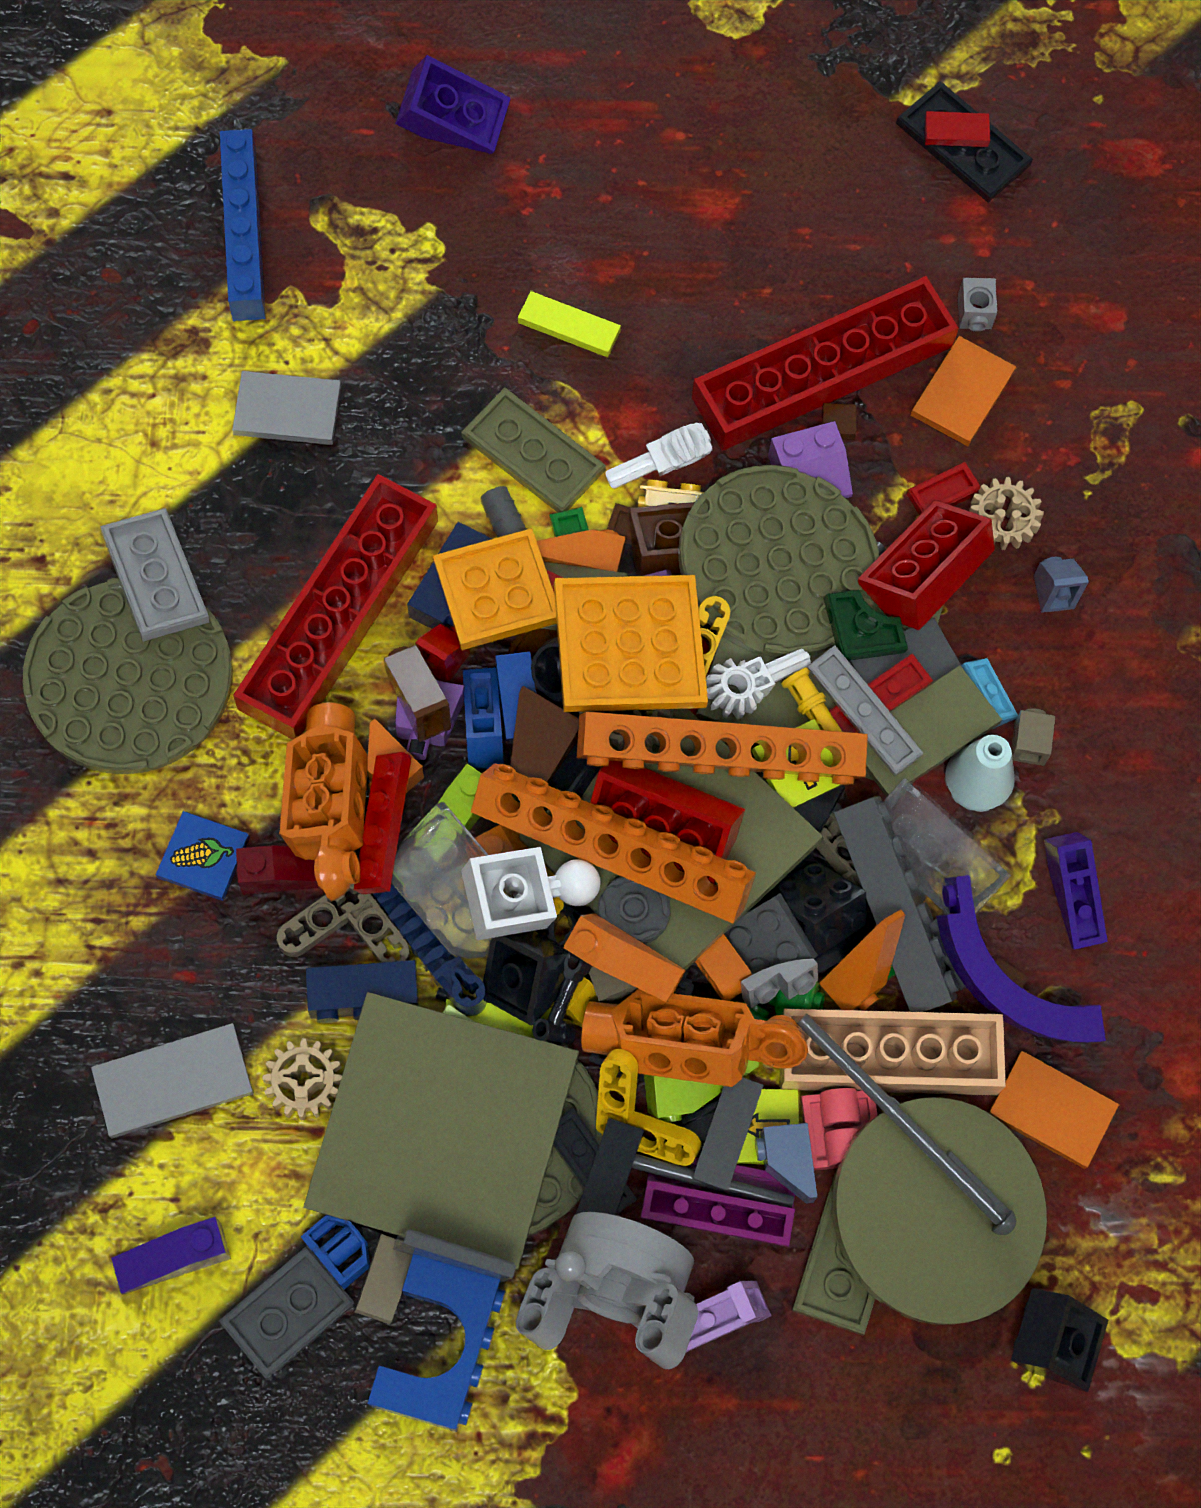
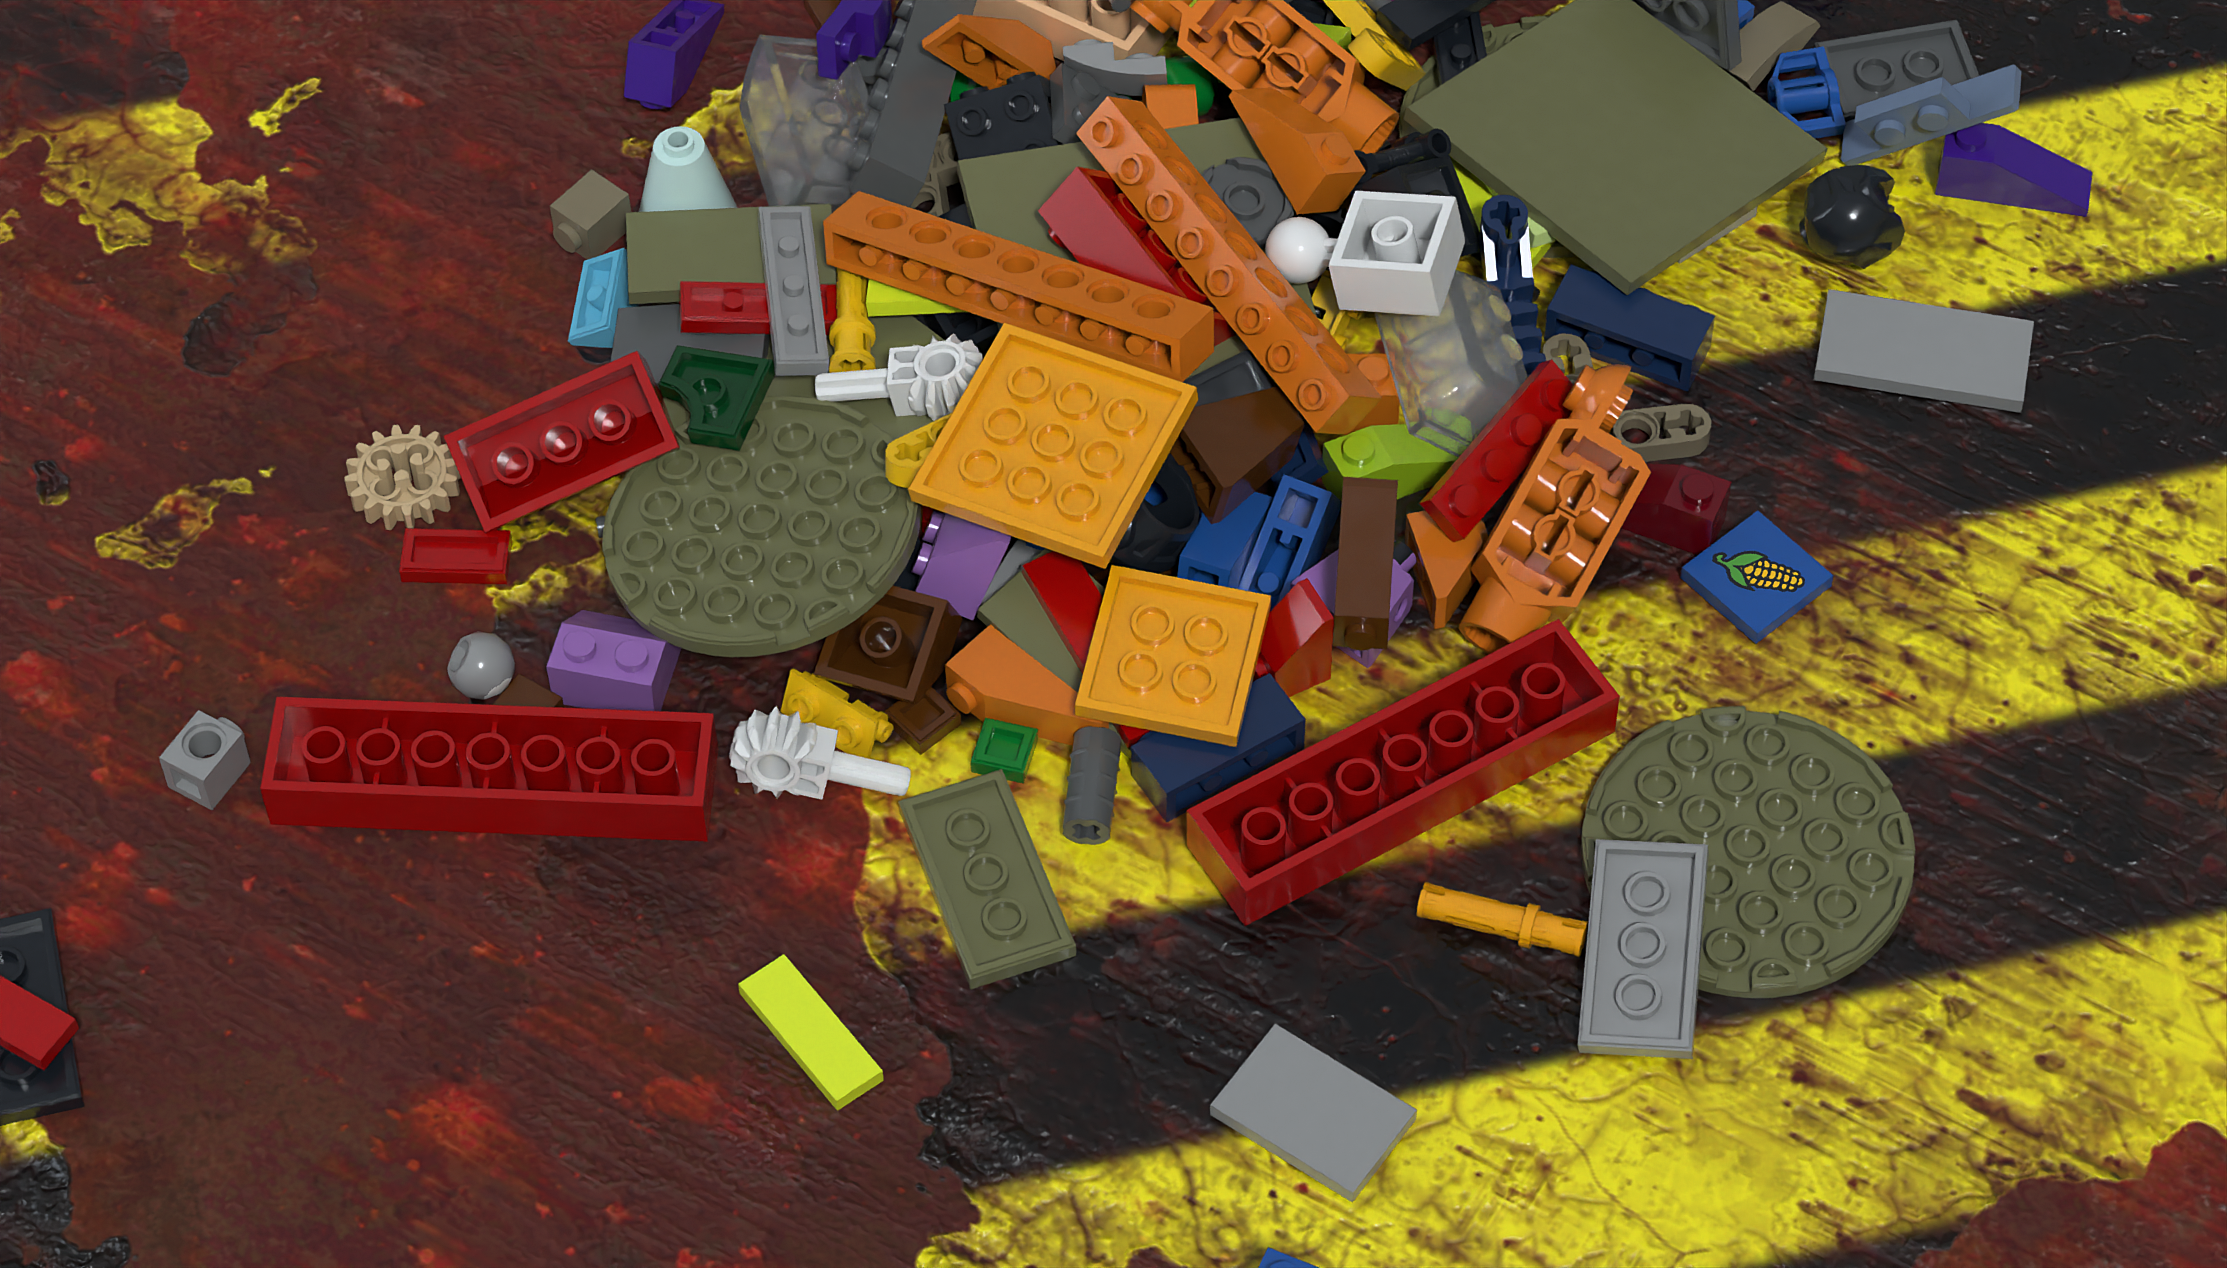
camera: 145 degrees left, 15 degrees down
(236, 1235) = (1928, 113): none -> sand blue bracket
(241, 558) = (1514, 922): none -> light orange pin
(260, 1140) = (1850, 216): none -> black helmet
(317, 1079) = (1757, 270): tan gear -> none
(876, 422) = (481, 665): none -> light grey piece
(963, 391) = (328, 656): orange tile -> none
(1059, 584) = (410, 349): sand blue slope -> none

